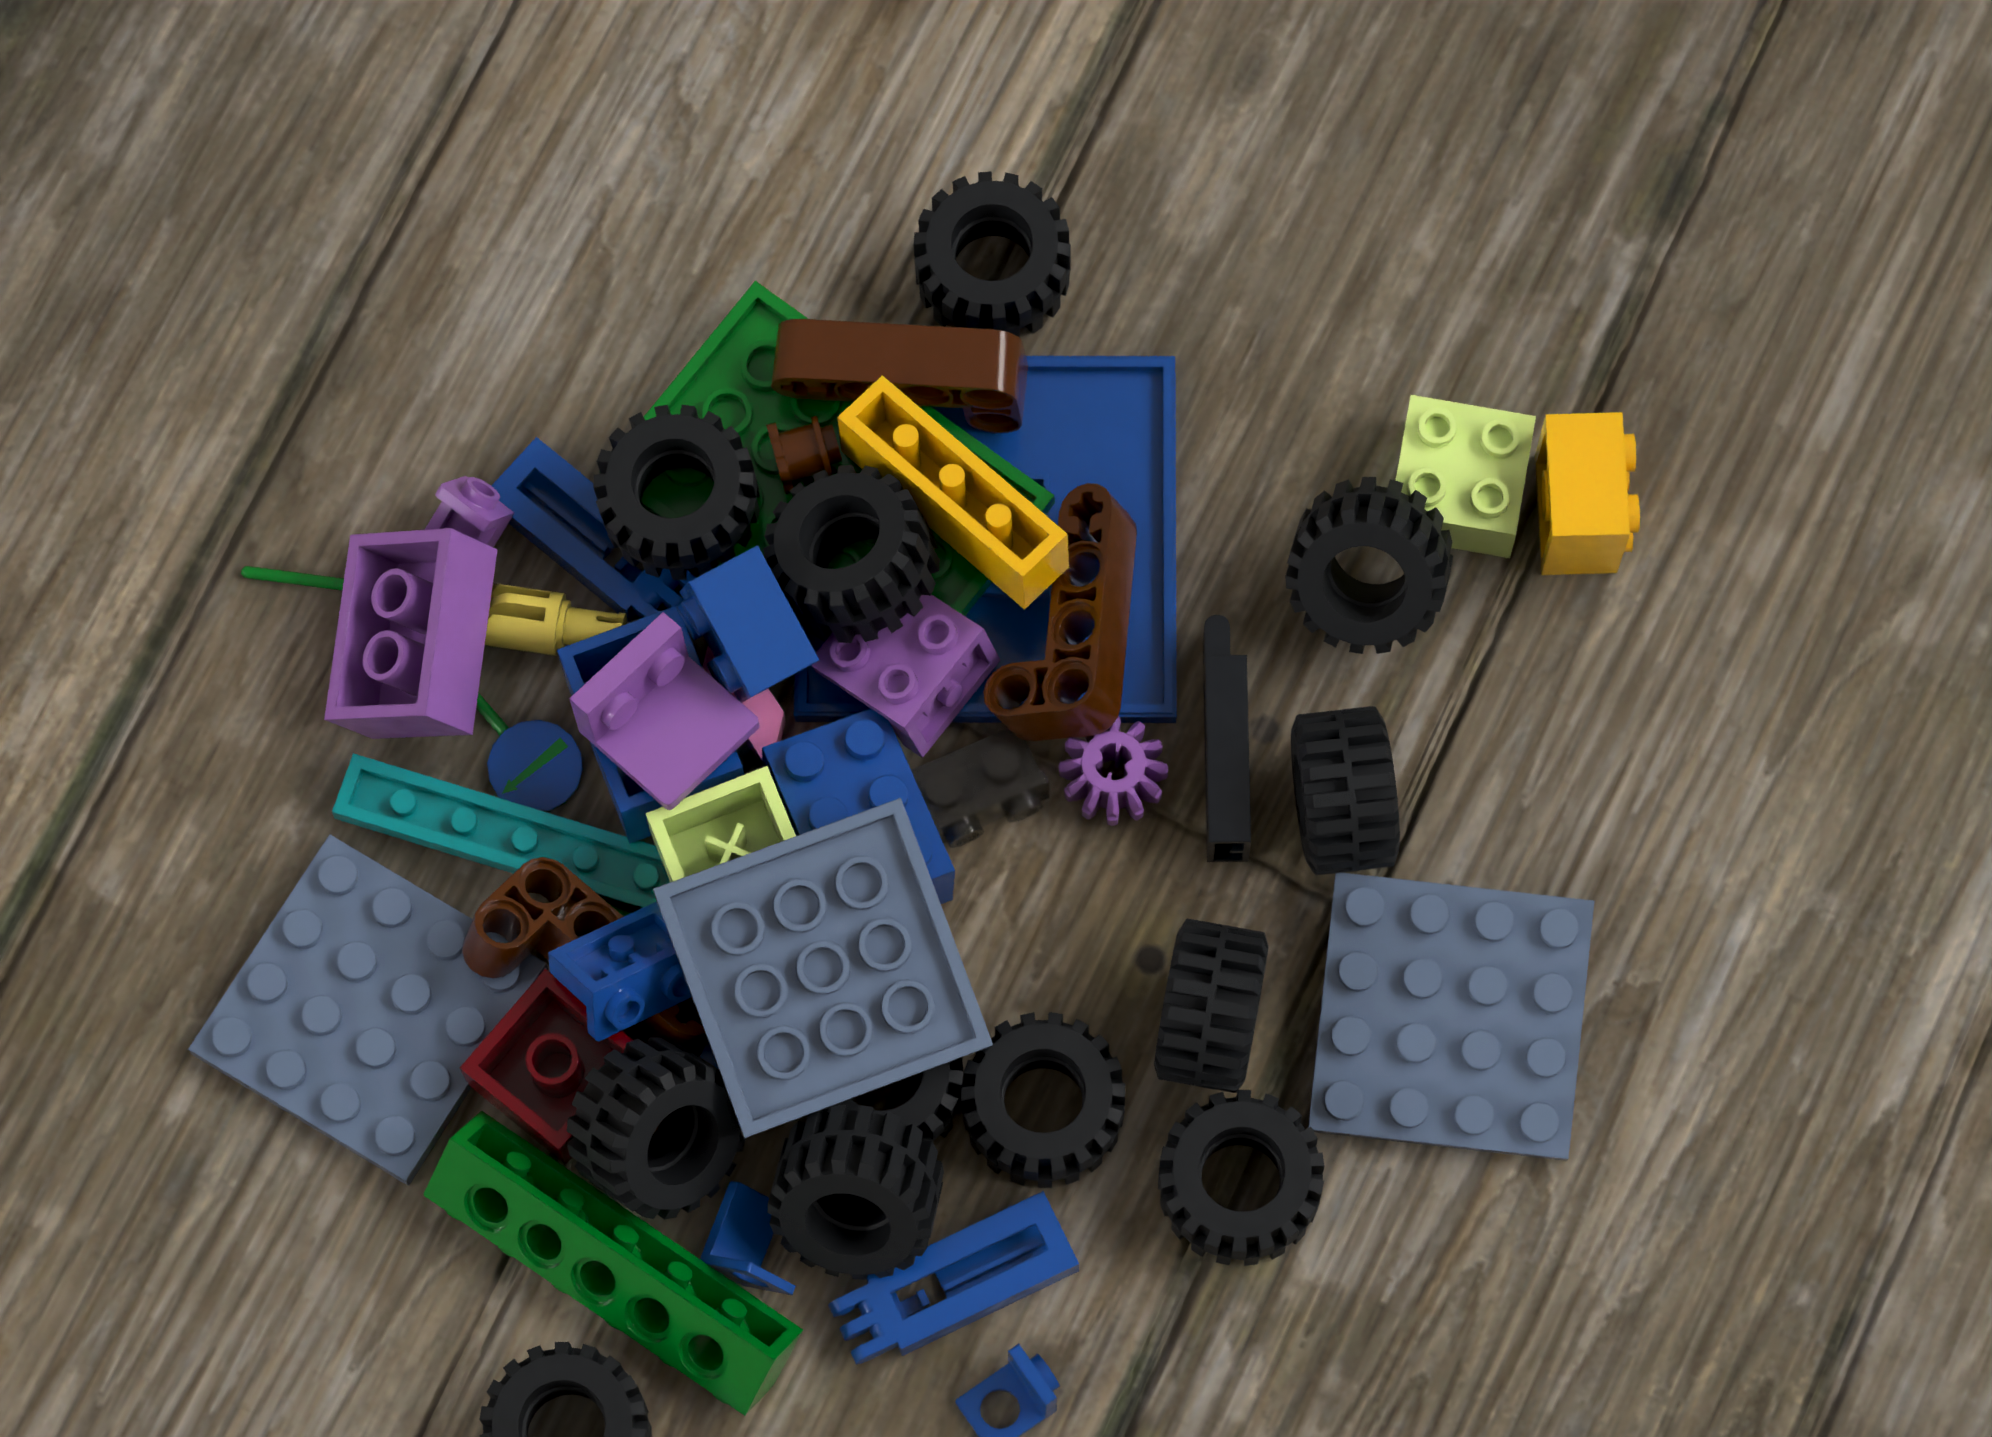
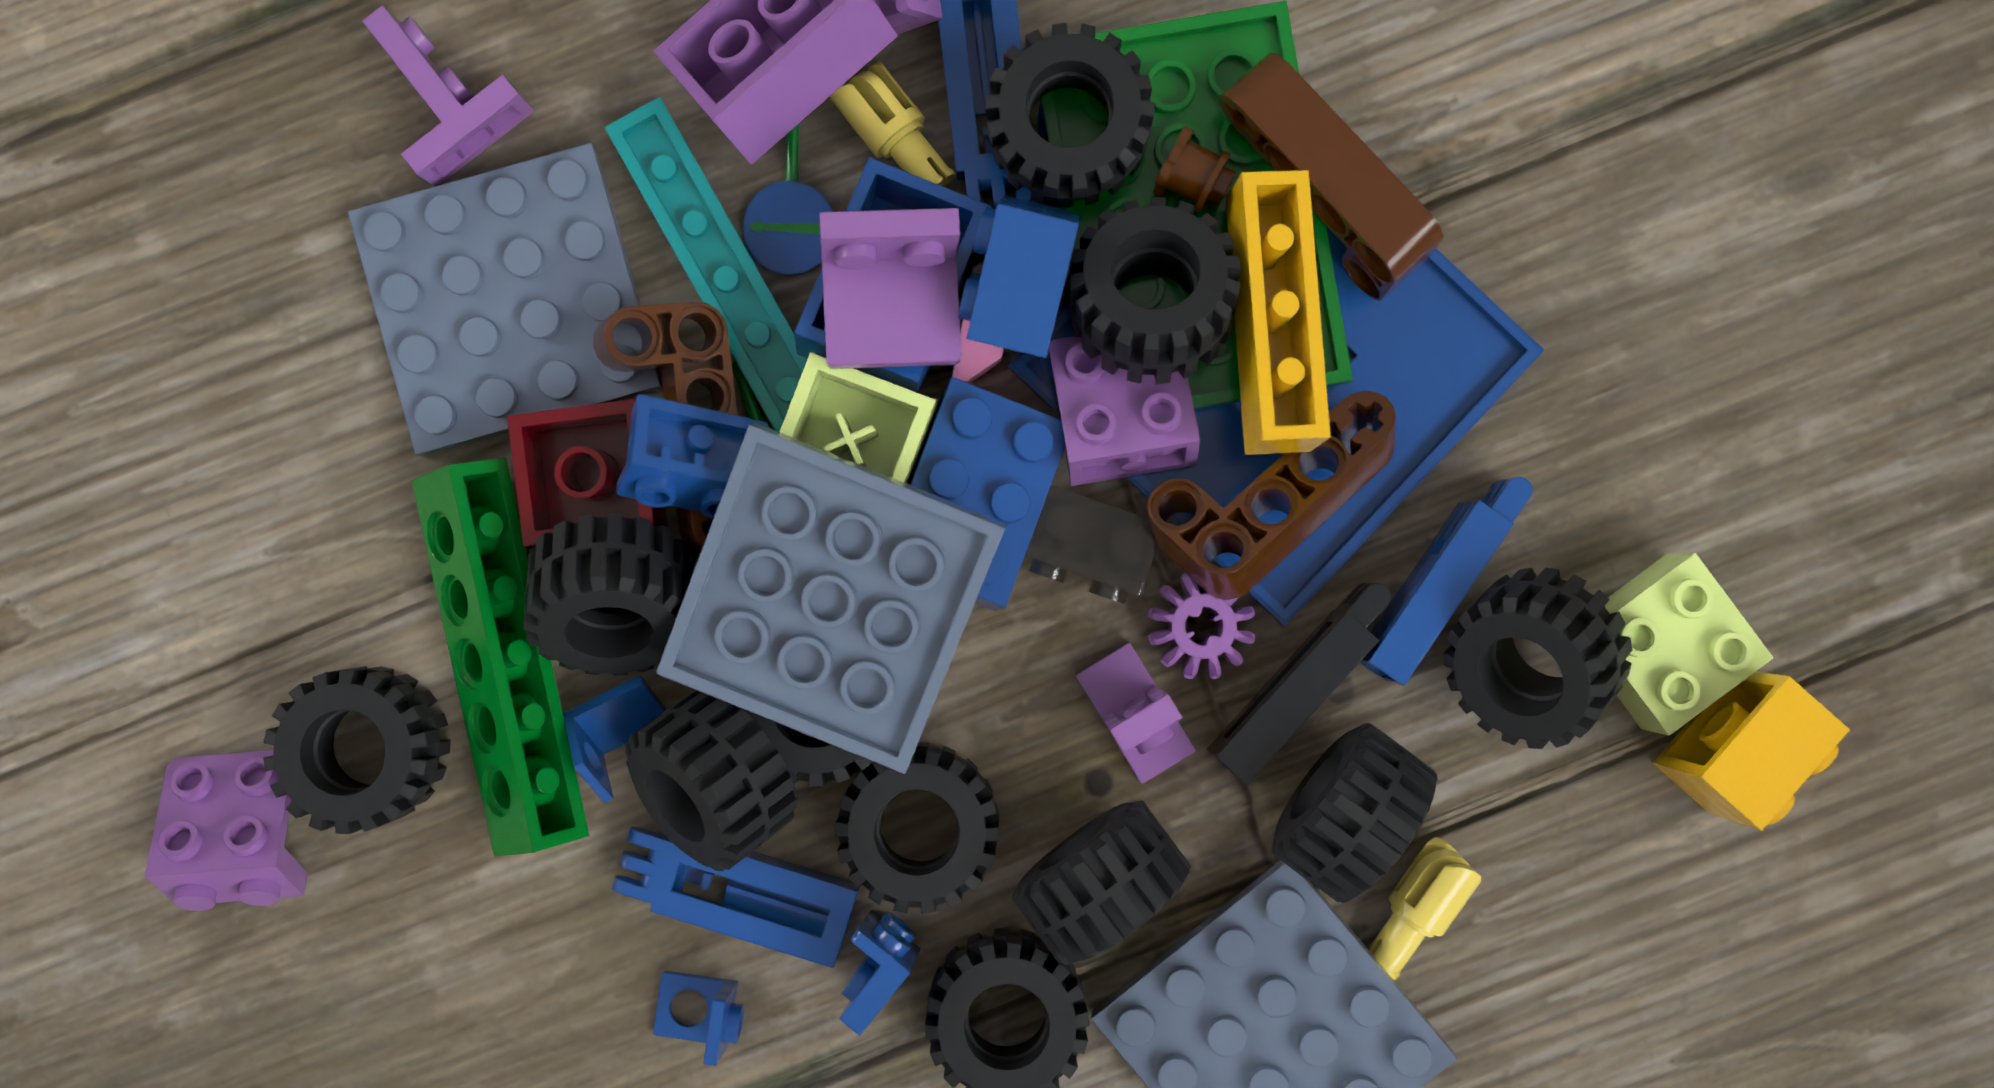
camera: 40 degrees right, 15 degrees up
(188, 898) = (467, 121): none -> medium lavender bracket
(985, 211) = (1518, 111): black tyre -> none
(1112, 1208) = (888, 963): none -> blue bracket
(1127, 875) = (1136, 712): none -> medium lavender bracket
(1256, 582) = (1443, 579): none -> blue hinge
(1468, 816) = (1424, 903): none -> light yellow arm

